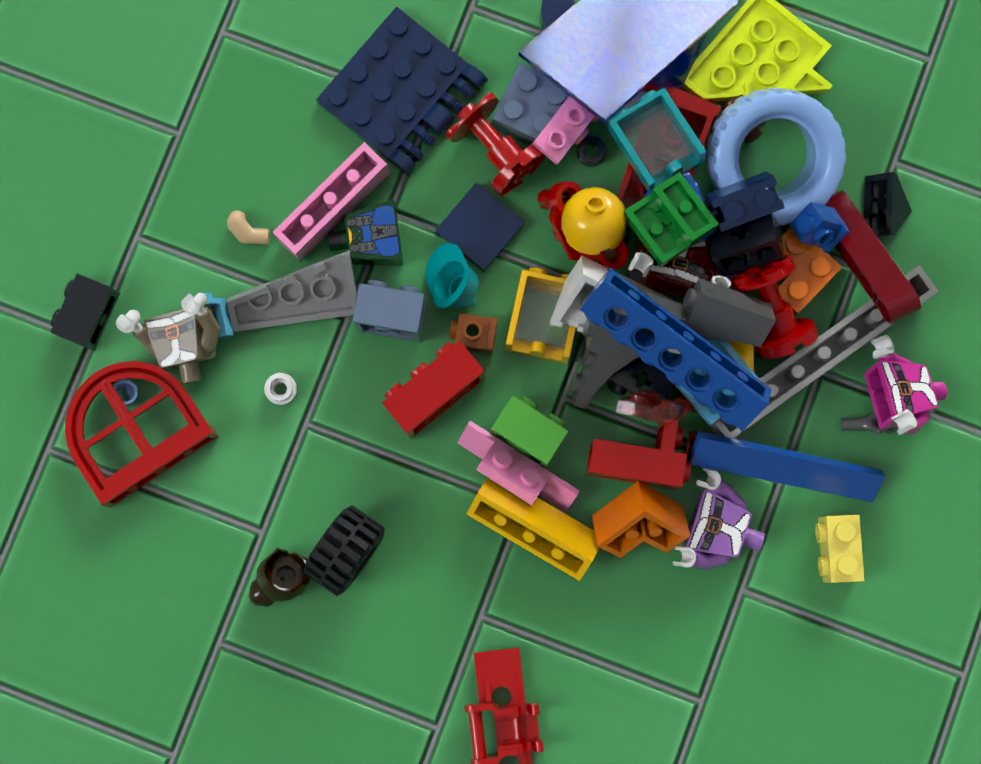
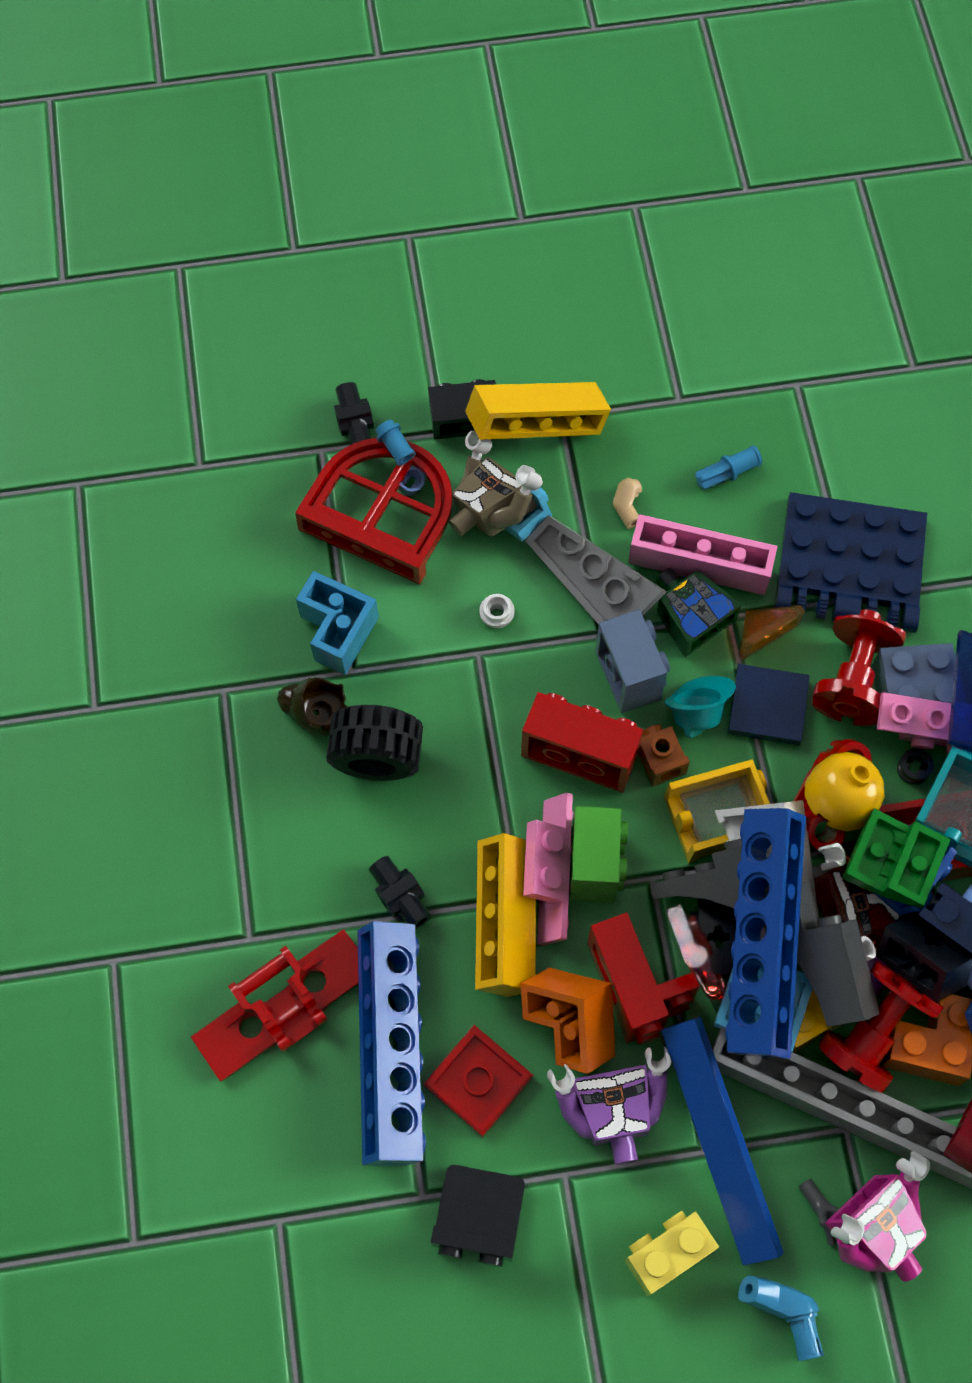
camera: 60 degrees right, 15 degrees down
(35, 406) = (353, 413): none -> black axle
(87, 388) = (390, 435): none -> dark azure pin
(129, 256) = (537, 410): none -> yellow brick
(218, 514) = (343, 620): none -> dark azure brick
(265, 133) = (728, 468): none -> dark azure axle
(415, 190) = (766, 626): none -> clear orange slope
(469, 594) = (399, 892): none -> black axle
(590, 682) = (378, 1060): none -> brick
(642, 614) = (478, 1080): none -> red tile
(740, 670) = (478, 1215): none -> black bracket
(917, 487) = (789, 1304): none -> dark azure arm

